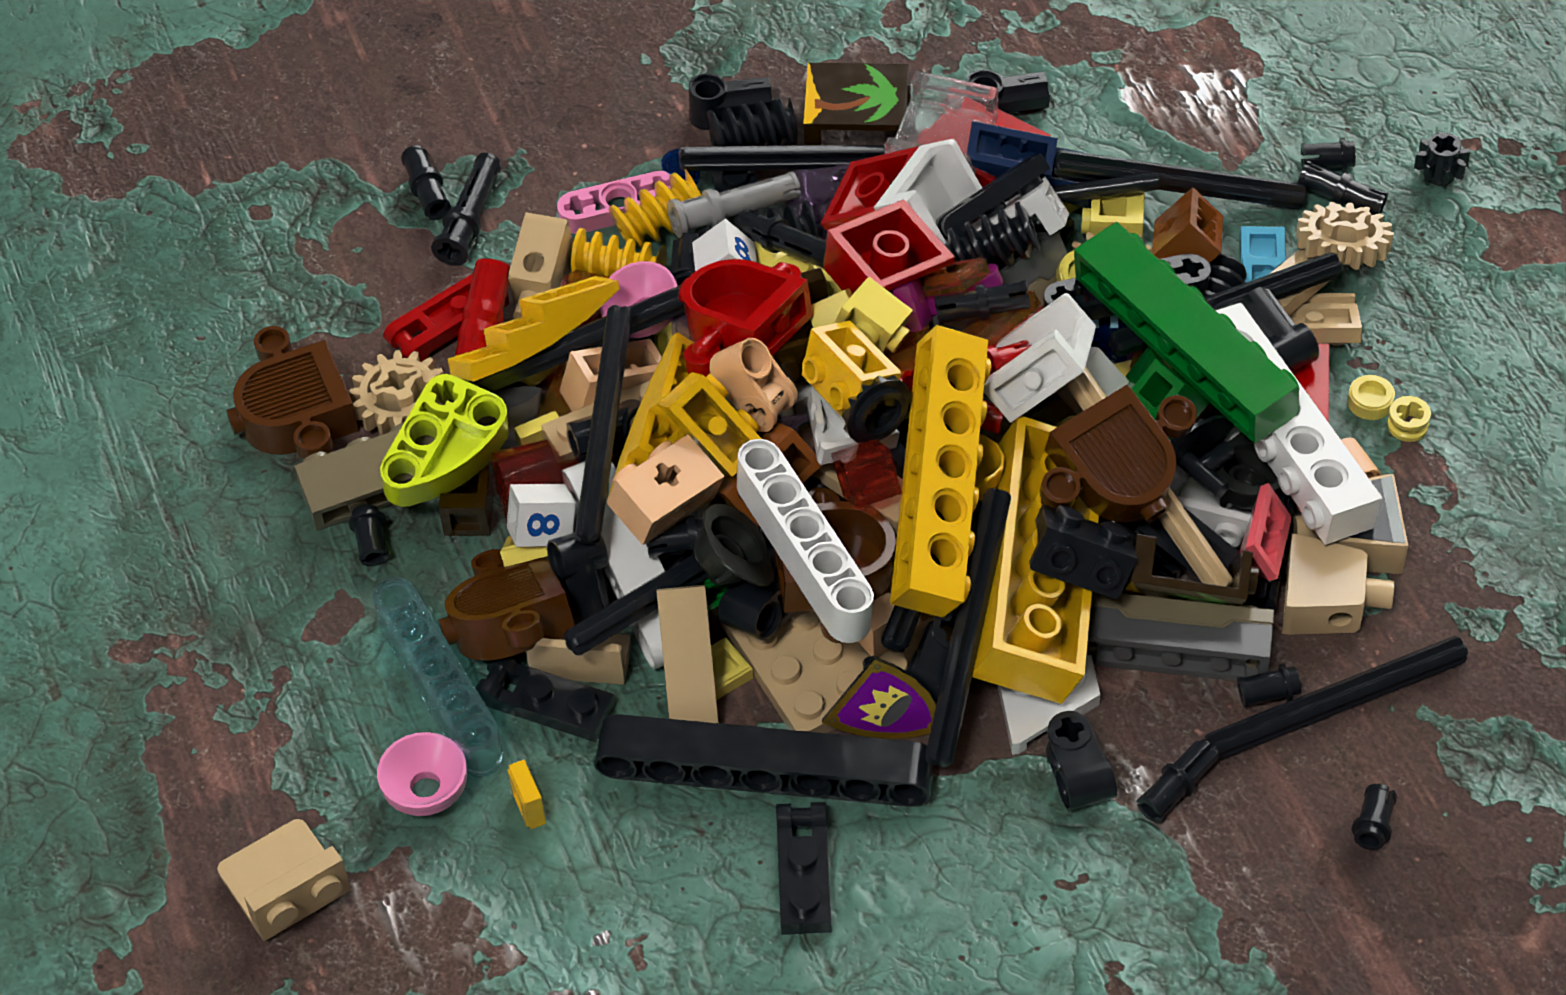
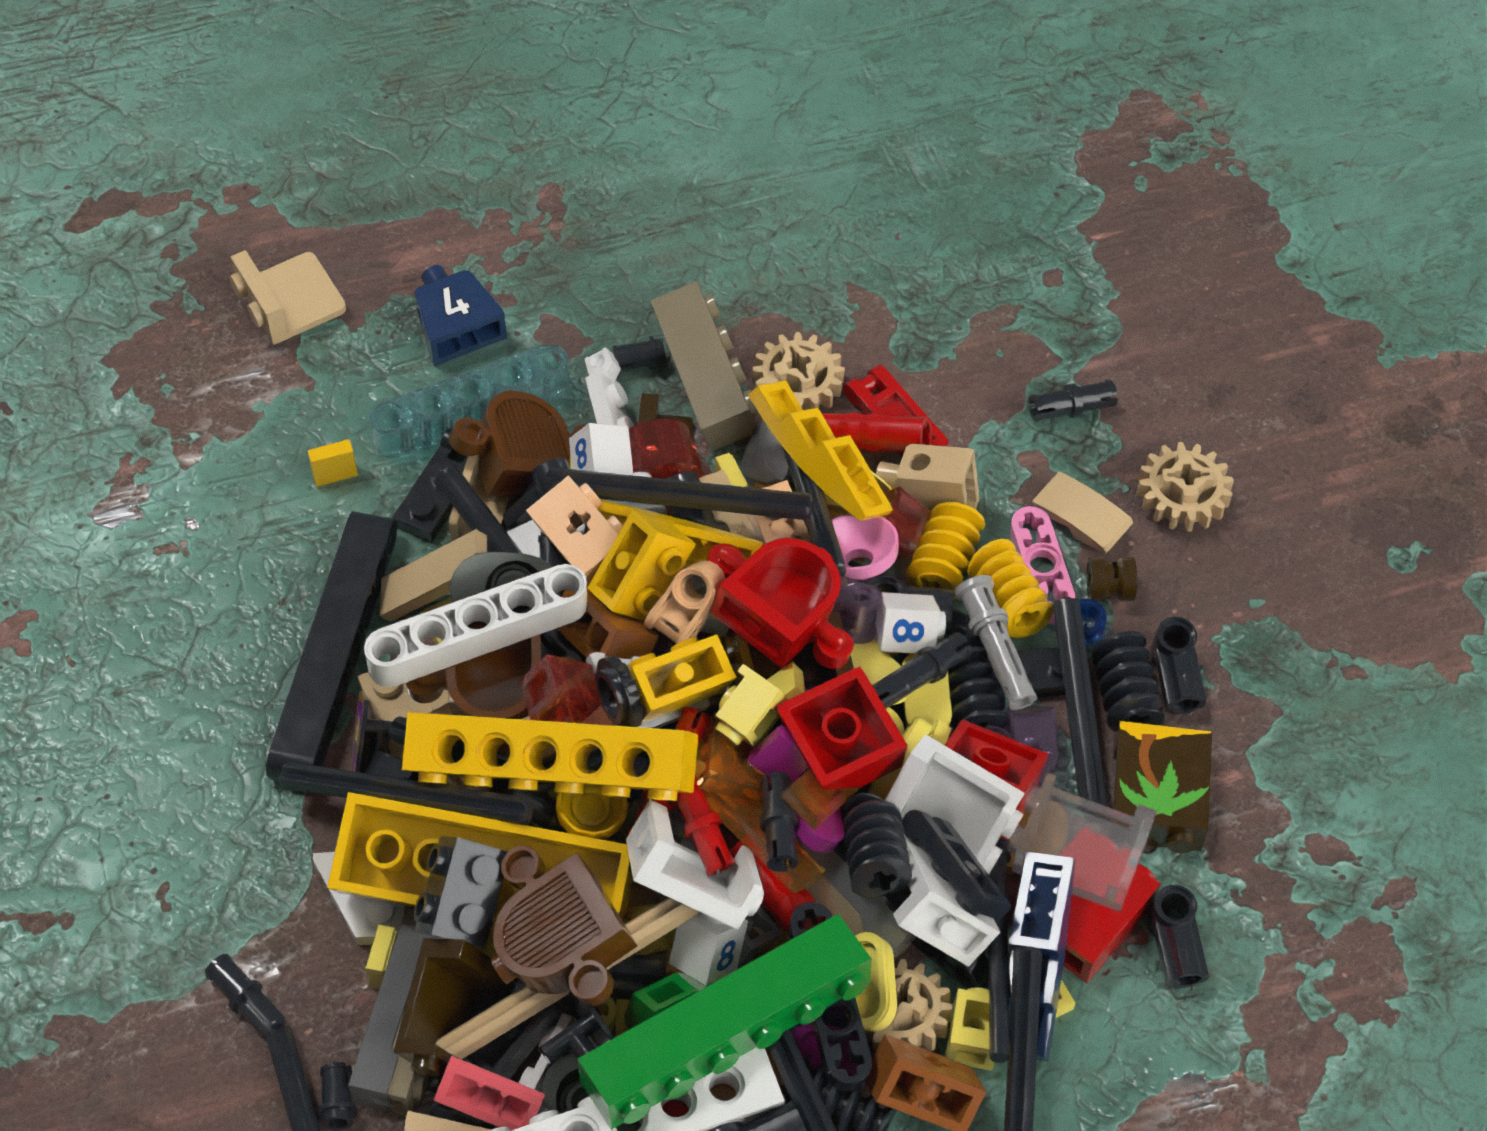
camera: 90 degrees right, 5 degrees up
(291, 398) = (800, 292): reddish brown piece -> none
(315, 706) = (456, 314): none -> dark blue torso
(419, 758) = (361, 373): bright pink piece -> none
(437, 548) = (605, 391): none -> white hinge
(459, 444) = (701, 394): neon yellow beam -> none
(463, 220) = (1017, 429): black pin -> none
(528, 97) = (1185, 486): none -> tan gear
(560, 168) = (1084, 511): none -> tan slope
(637, 146) = (1111, 578): none -> dark brown wheel
(803, 870) = (220, 674): black plate -> none
(1078, 762) = (273, 906): black piece -> none
(1121, 664) = (380, 954): none -> light yellow tile

